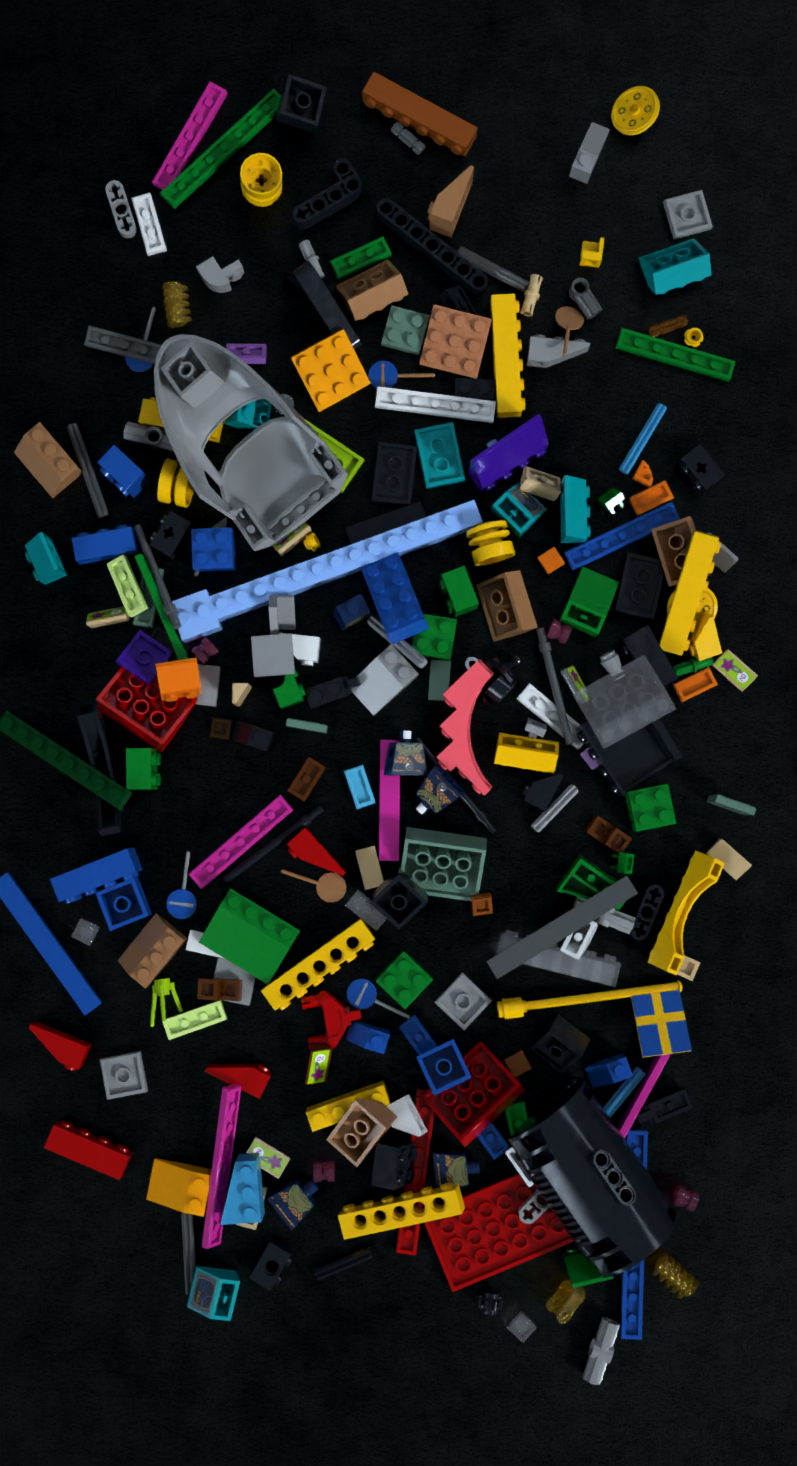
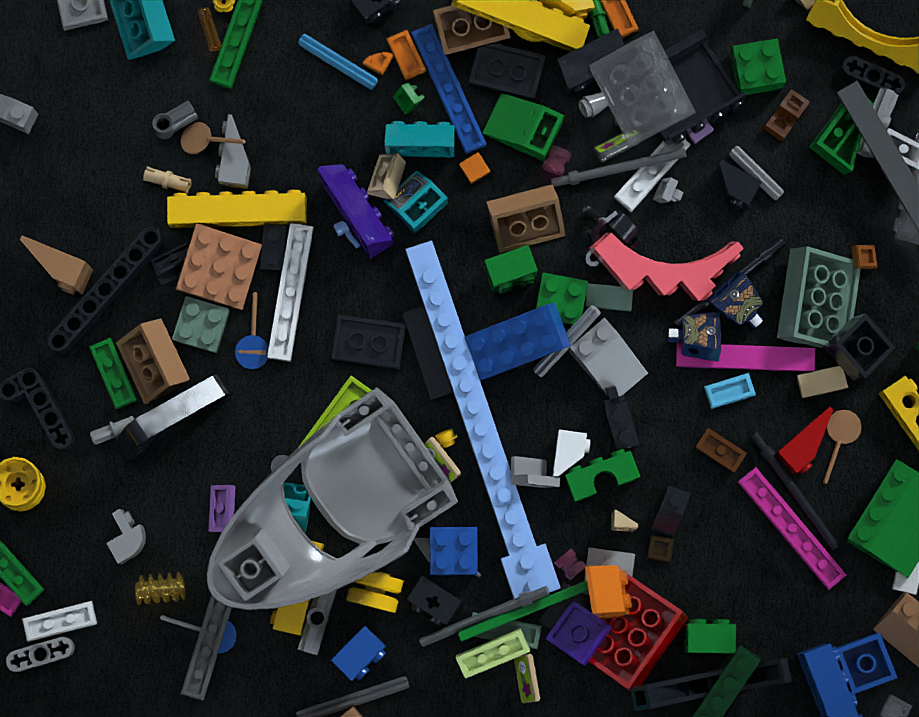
camera: 85 degrees left, 5 degrees down
(104, 544) = (442, 679): blue brick -> none
(182, 902) = (860, 598): blue piece -> none
(273, 655) = (580, 482): light grey tile -> none
(305, 725) = (659, 448): sand green tile -> none
(330, 370) = (247, 410): light orange plate -> none
(353, 611) = (530, 392): dark blue torso -> none
(362, 907) = (868, 389): clear plate -> none
(439, 455) = (348, 289): teal tile -> none
(489, 539) = (455, 233): yellow wheel -> none
(494, 269) = (134, 222): dark grey axle -> none
(526, 753) = (695, 200): yellow brick -> none
(592, 253) = (121, 110): yellow panel -> none
(625, 863) = (819, 97): green tile -> none

